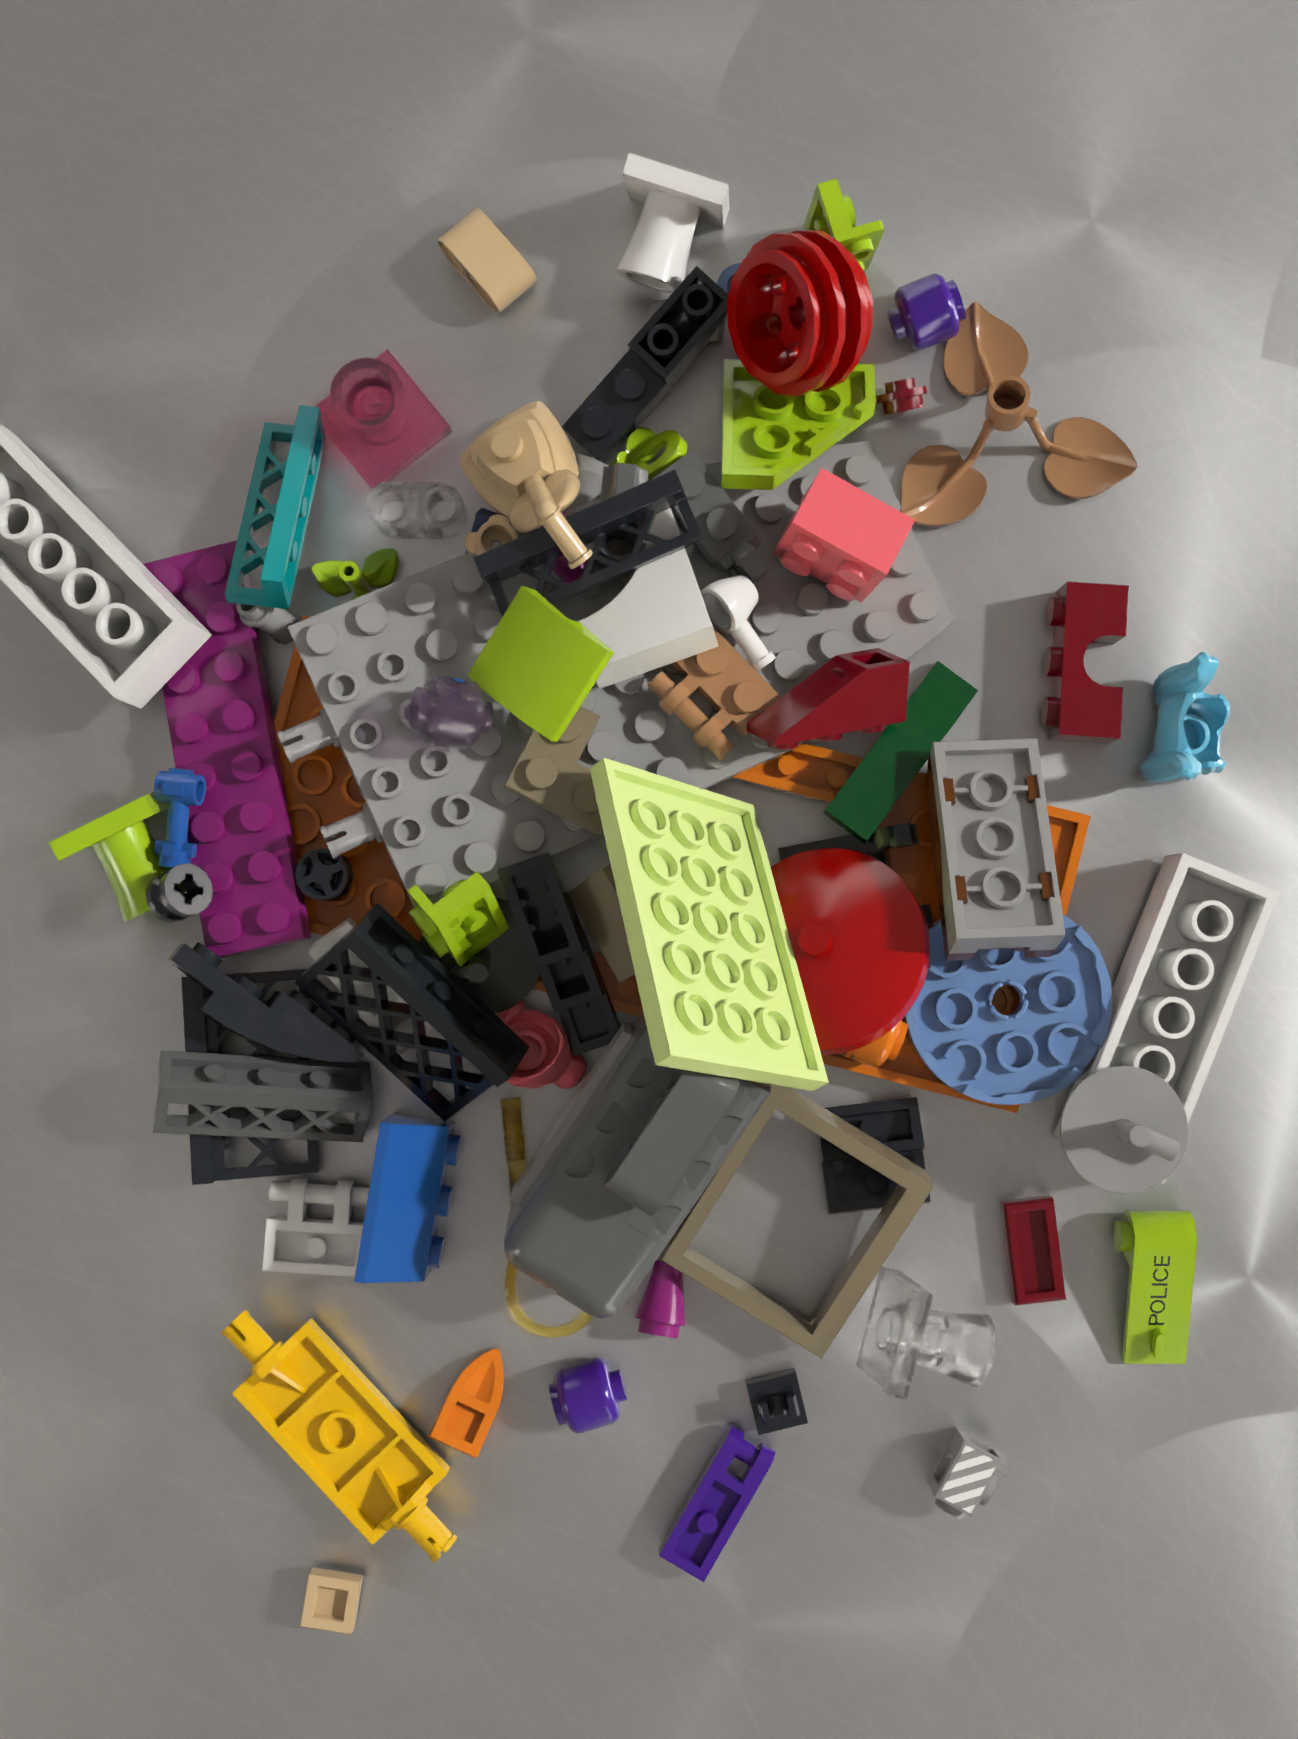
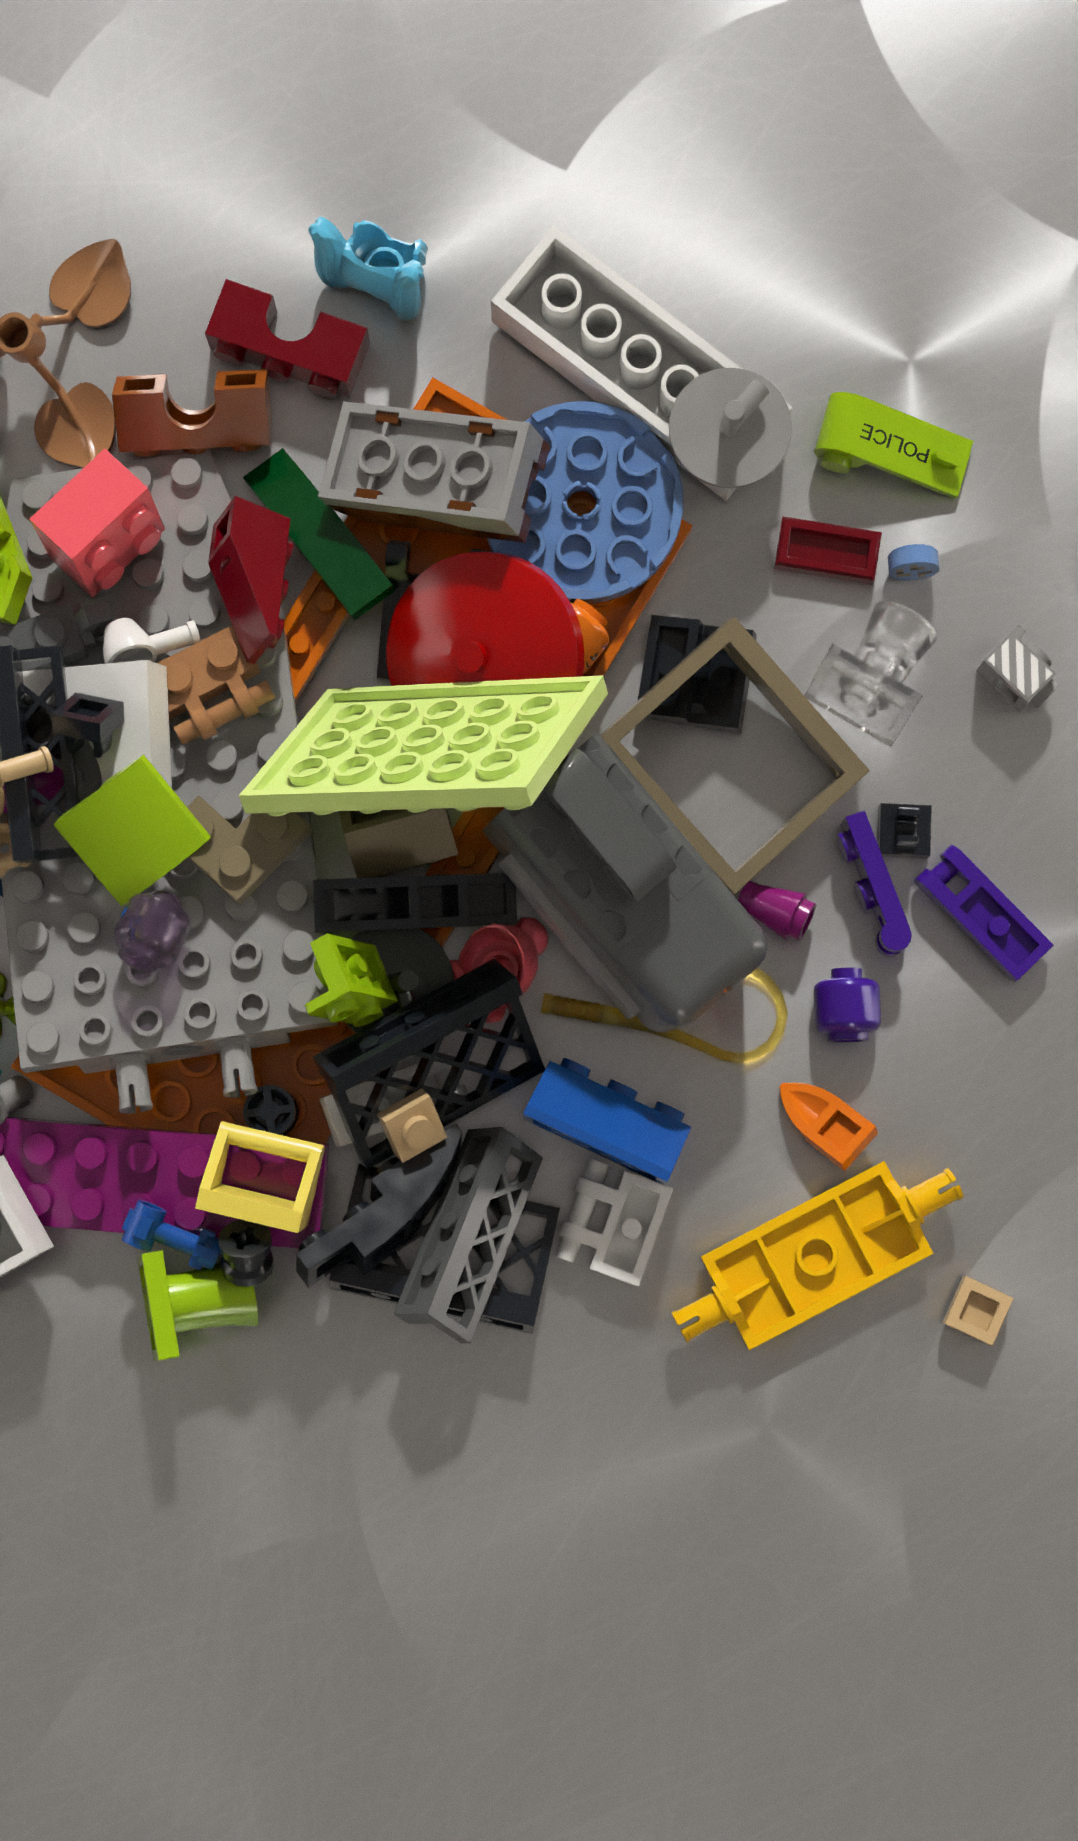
camera: 75 degrees left, 5 degrees down
(223, 886) = (253, 1205): none -> light yellow tile
(345, 1015) = (412, 1125): none -> tan plate
(634, 587) = (89, 719): none -> black tile
(713, 1391) = (875, 887): none -> dark purple plate
(964, 559) = (152, 422): none -> dark orange arch
(1044, 1339) = (913, 562): none -> medium blue tile

